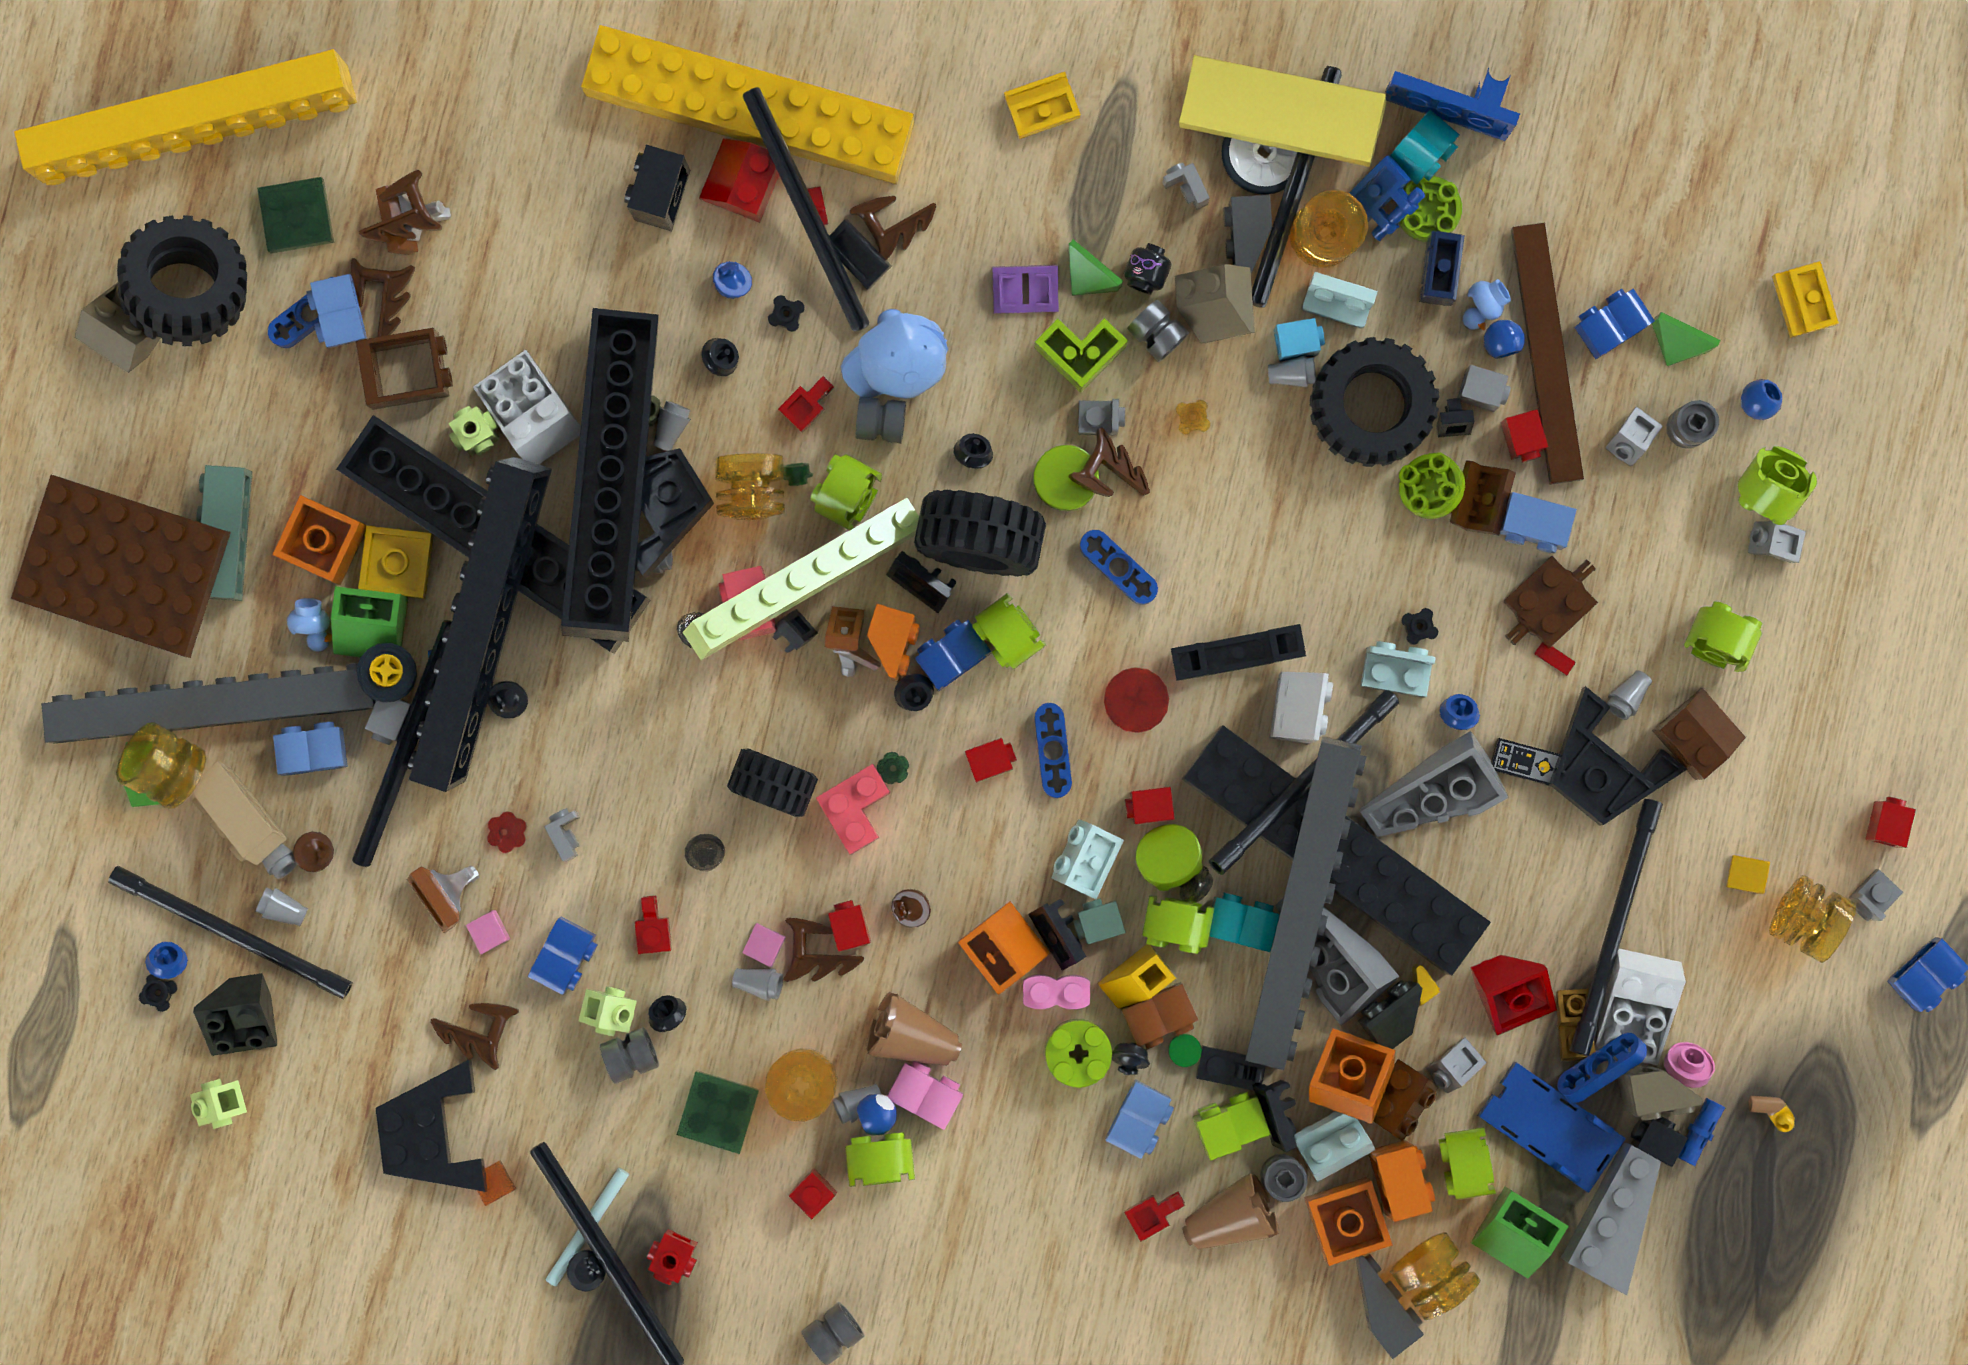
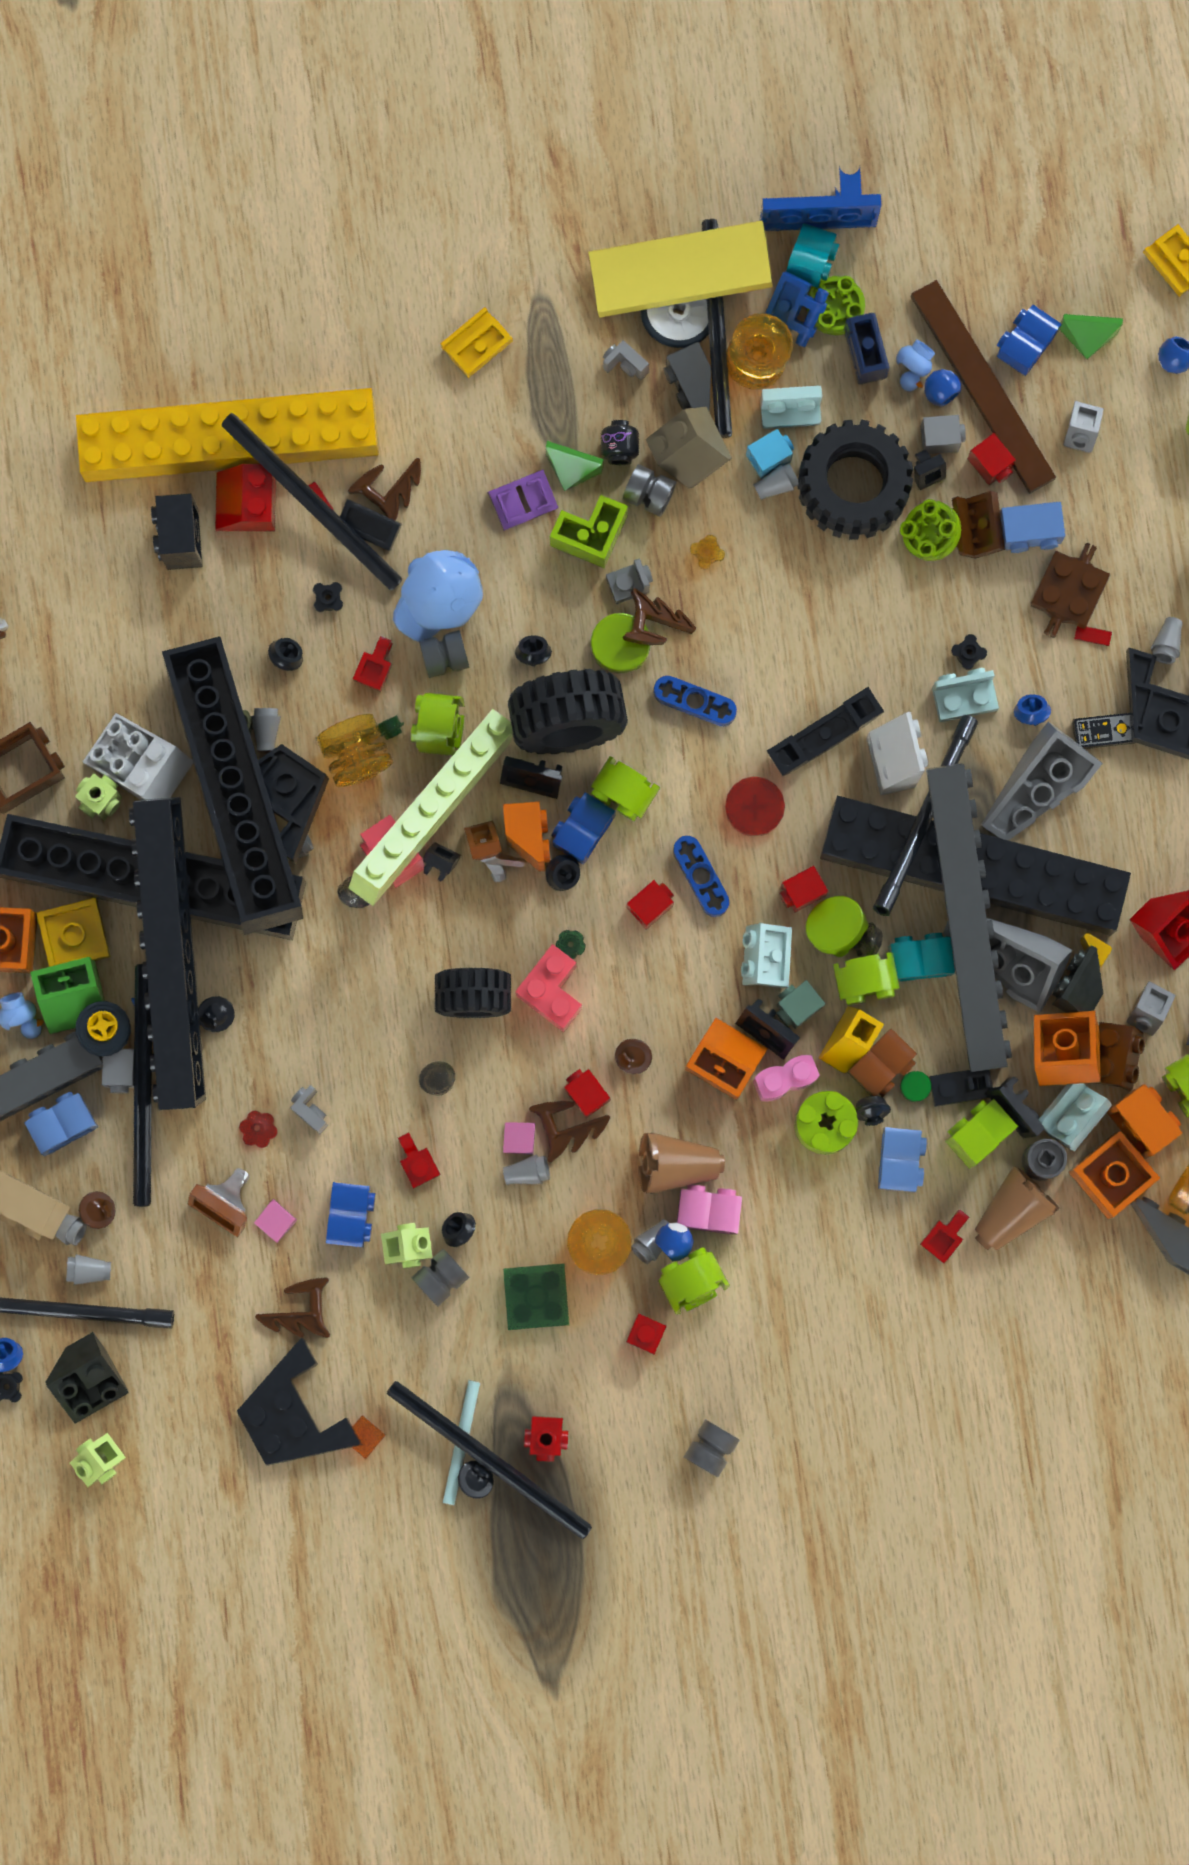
camera: 25 degrees left, 5 degrees down
(732, 280) = (270, 586): blue hat -> none
(1692, 424) = (1128, 396): flat silver wheel -> none

